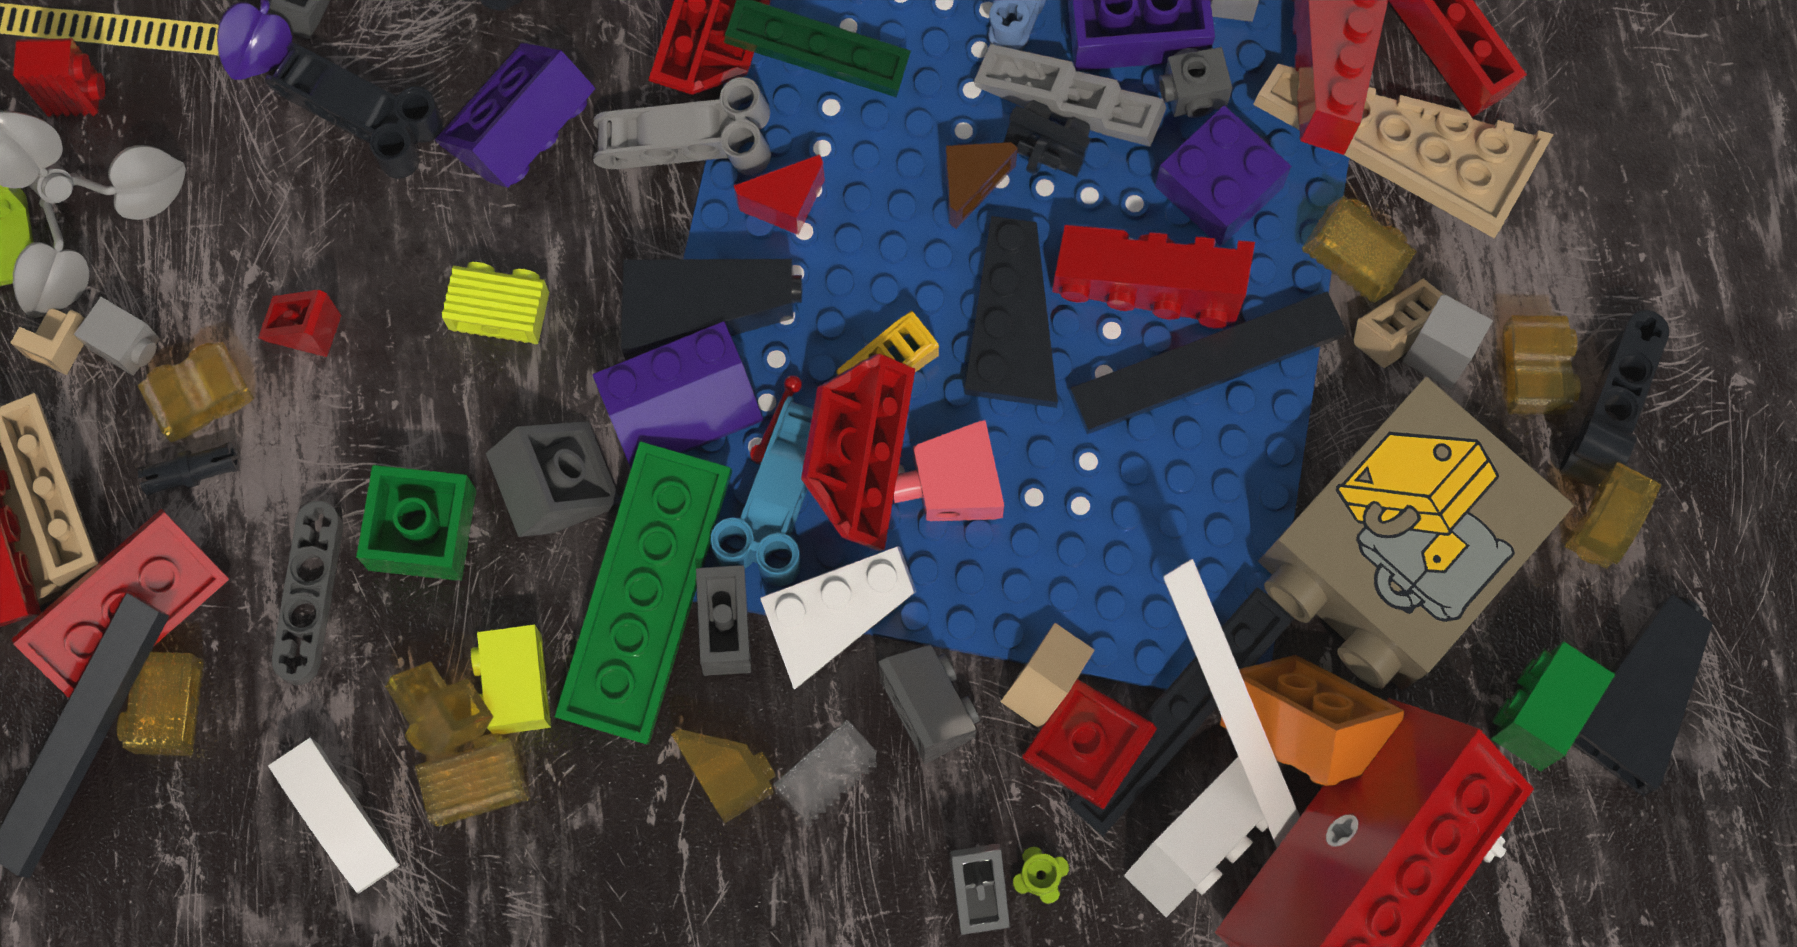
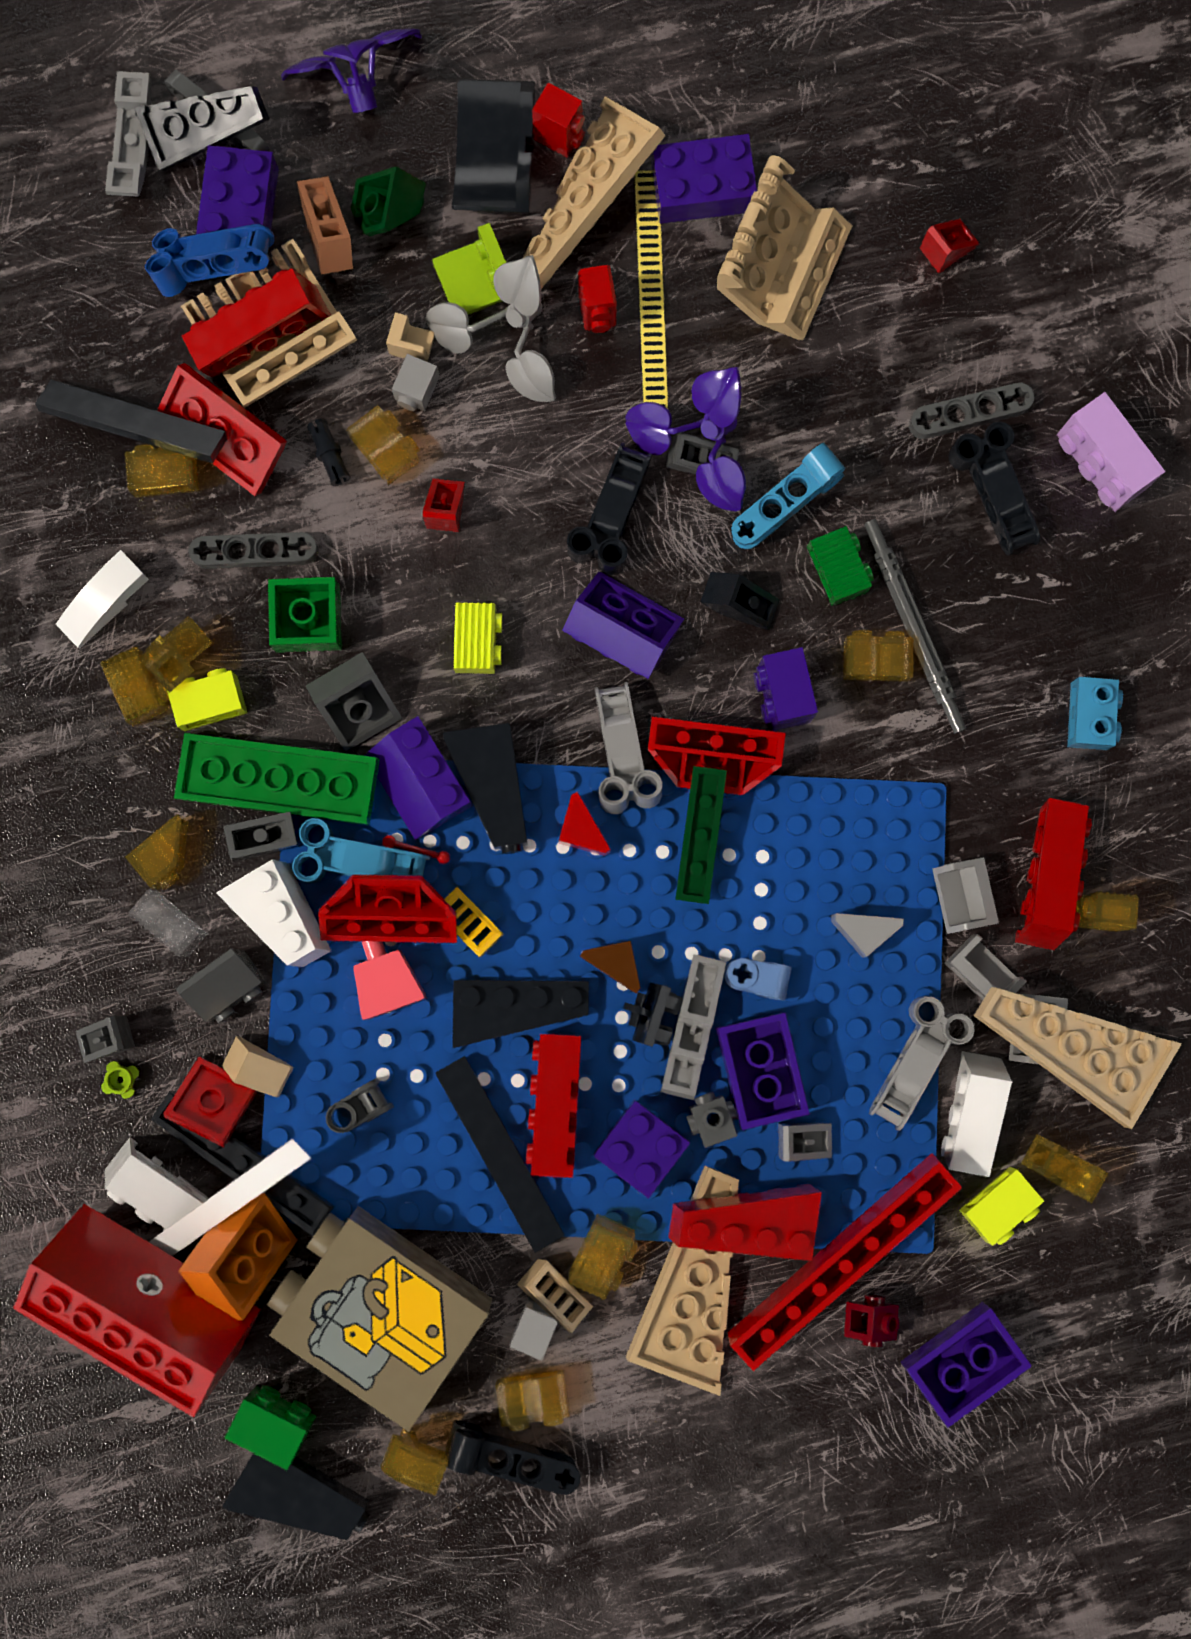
camera: 80 degrees right, 10 degrees up
(1122, 528) = (360, 1106): none -> dark grey piece

